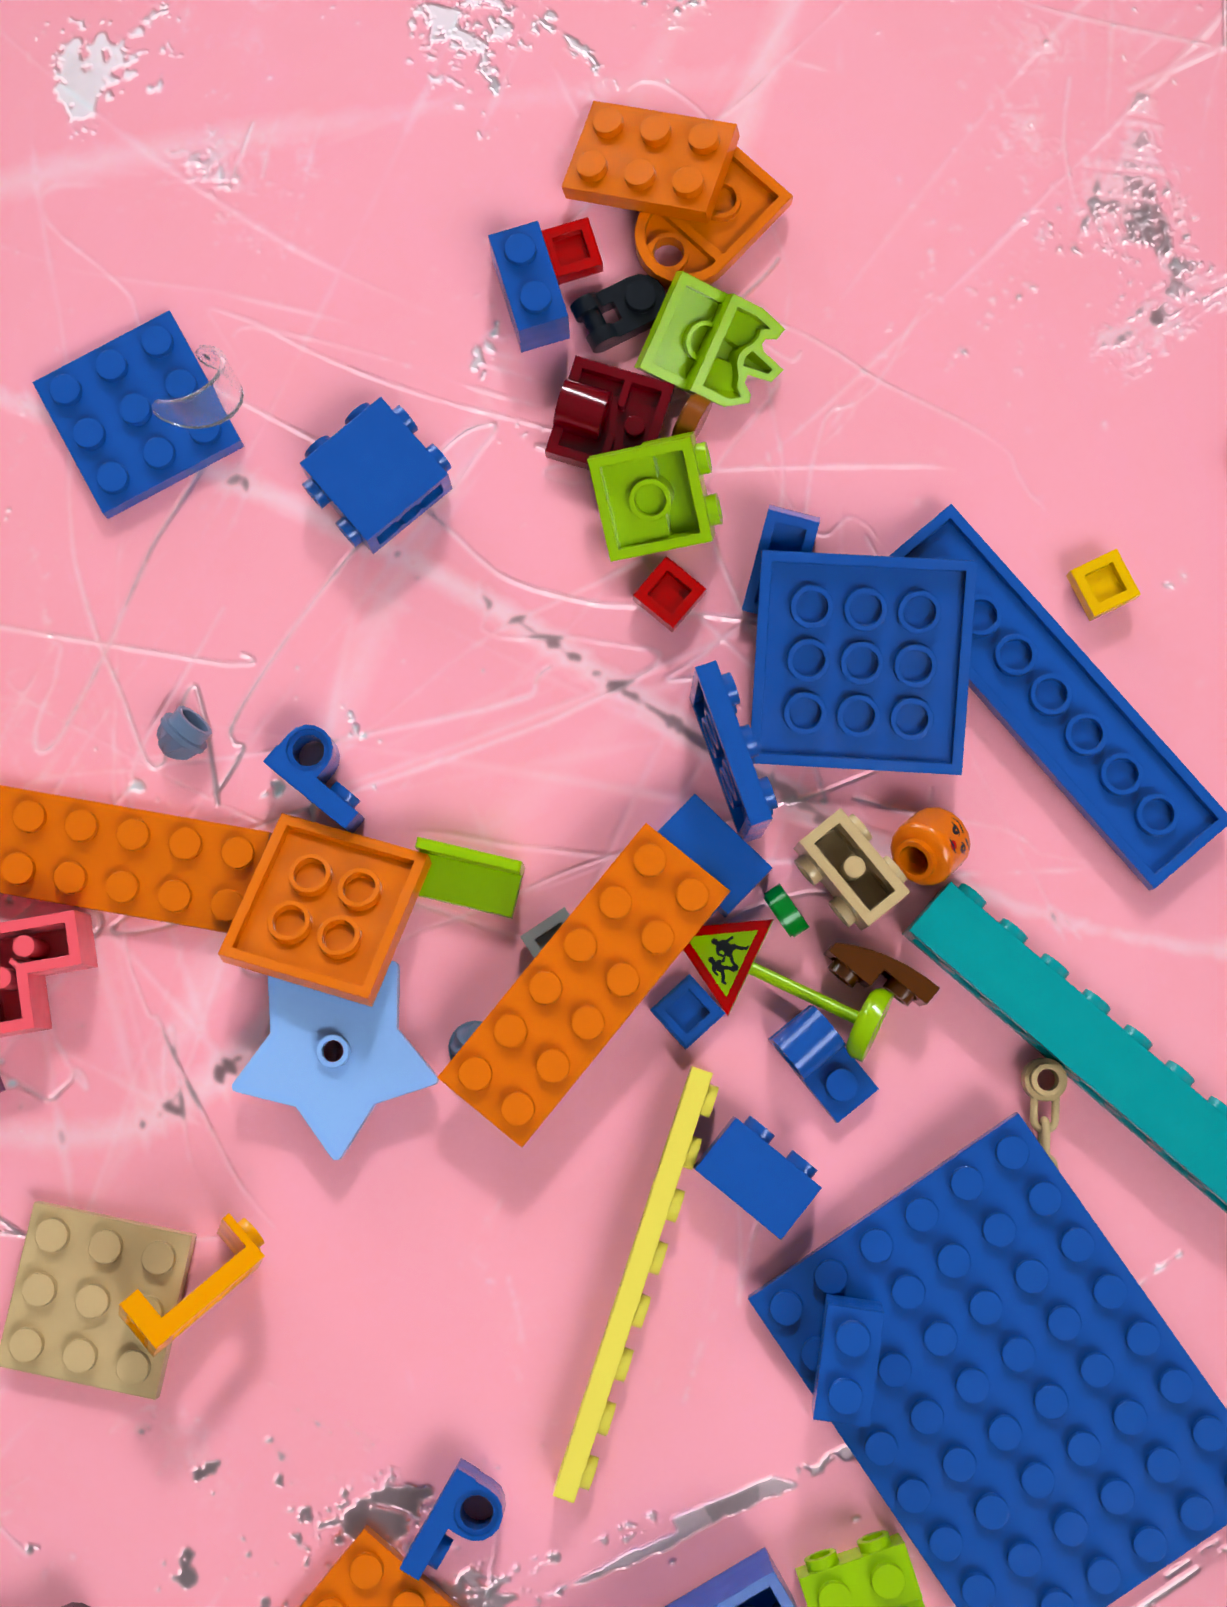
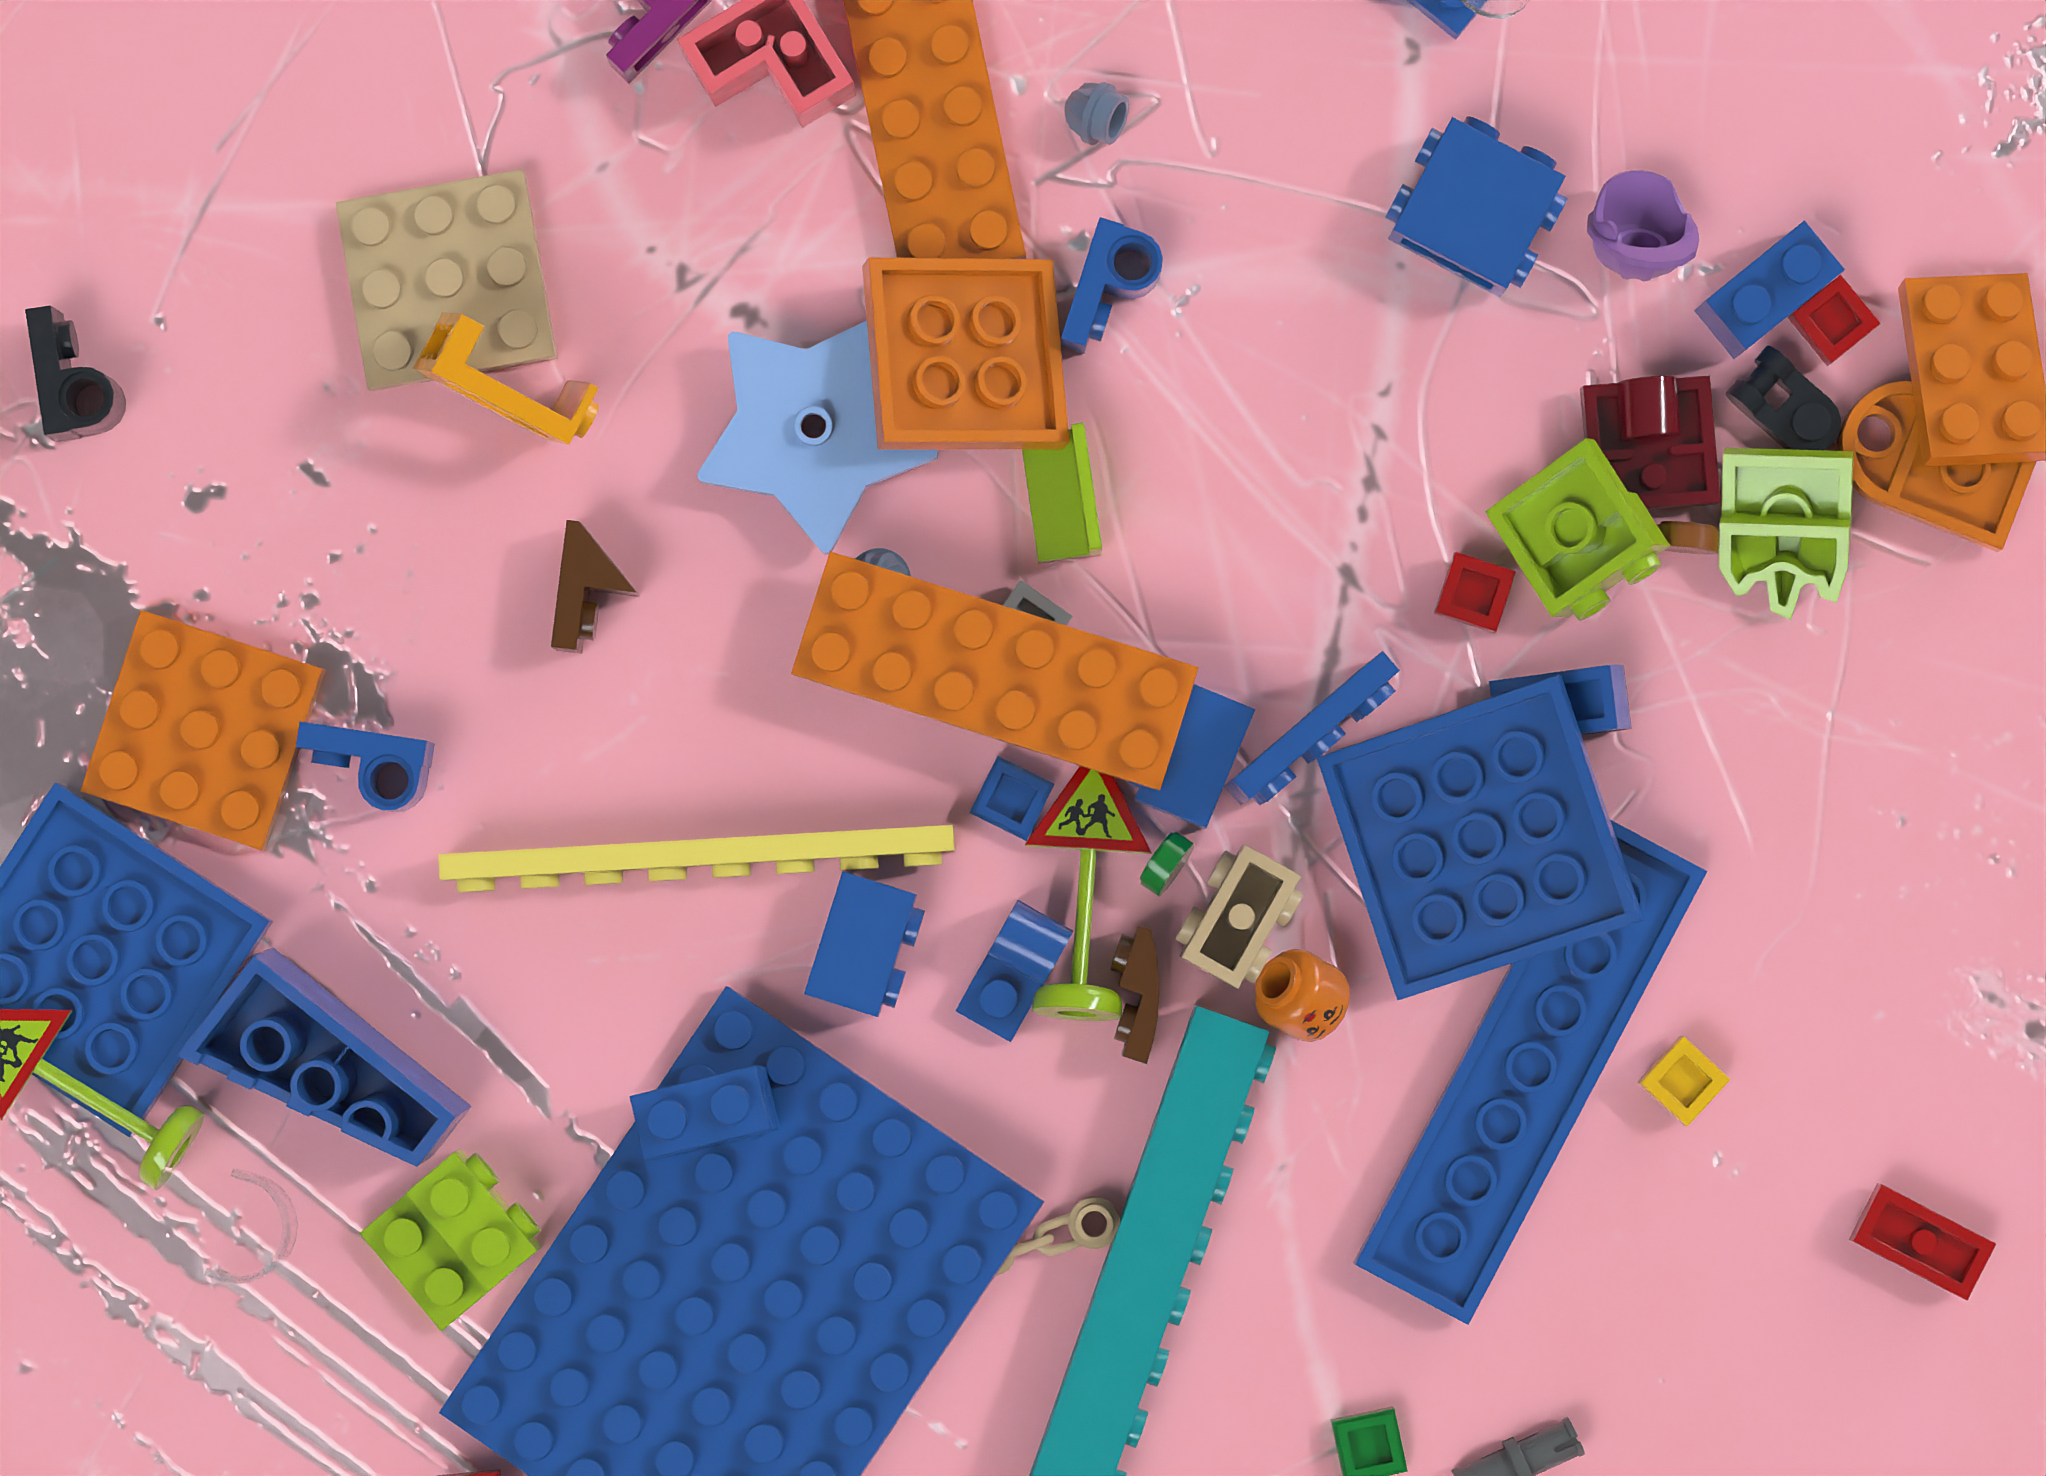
camera: 65 degrees right, 5 degrees up
(371, 1282) = (582, 570): none -> reddish brown slope
(443, 359) = (1641, 226): none -> medium lavender piece

